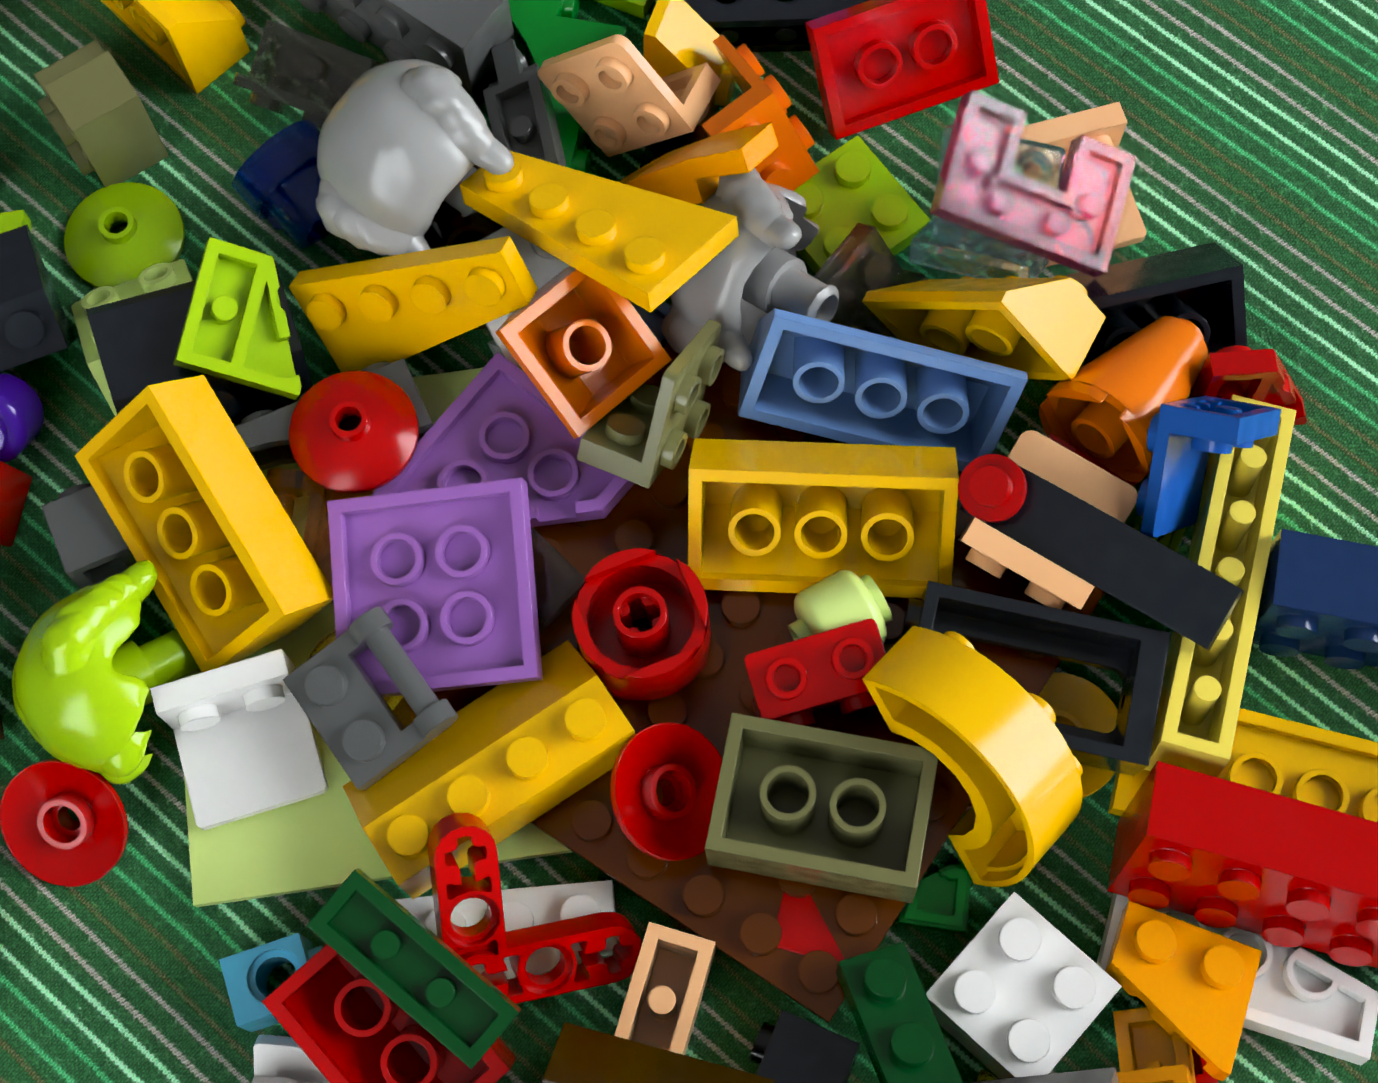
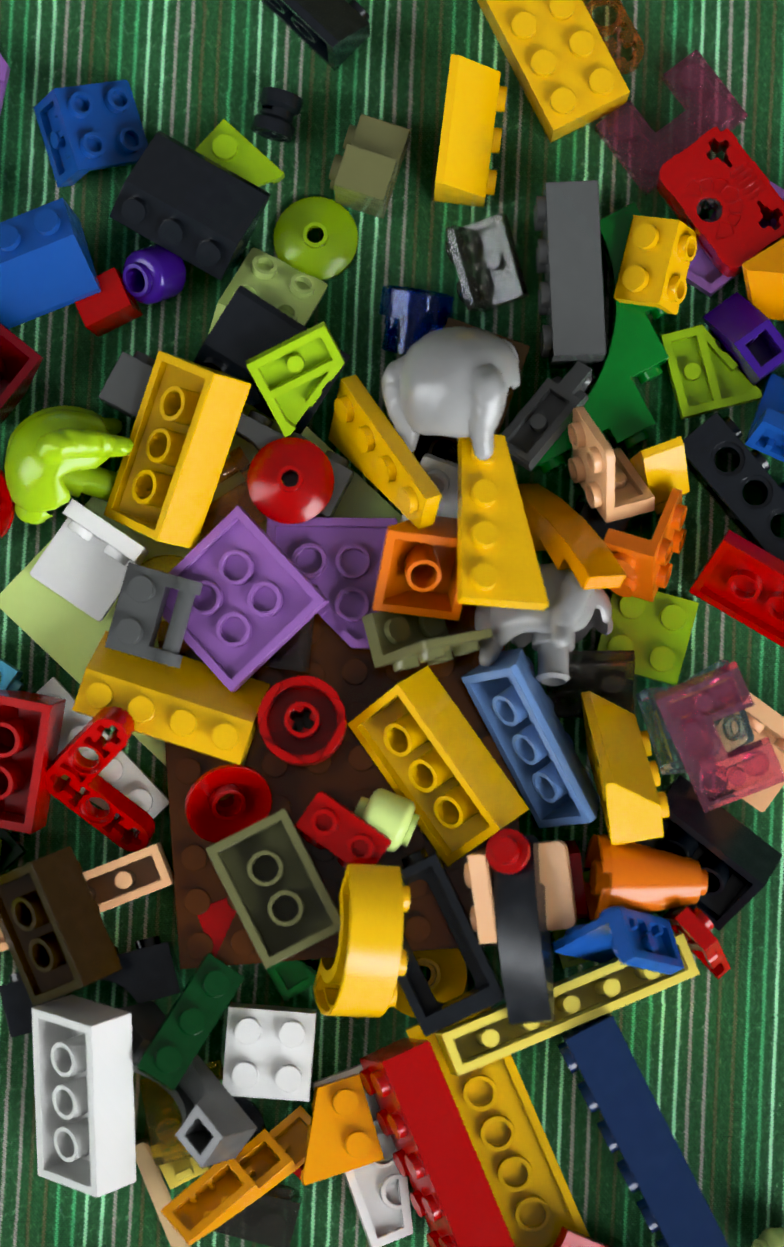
camera: 50 degrees right, 15 degrees up
(414, 967) = (37, 753): dark green plate -> none

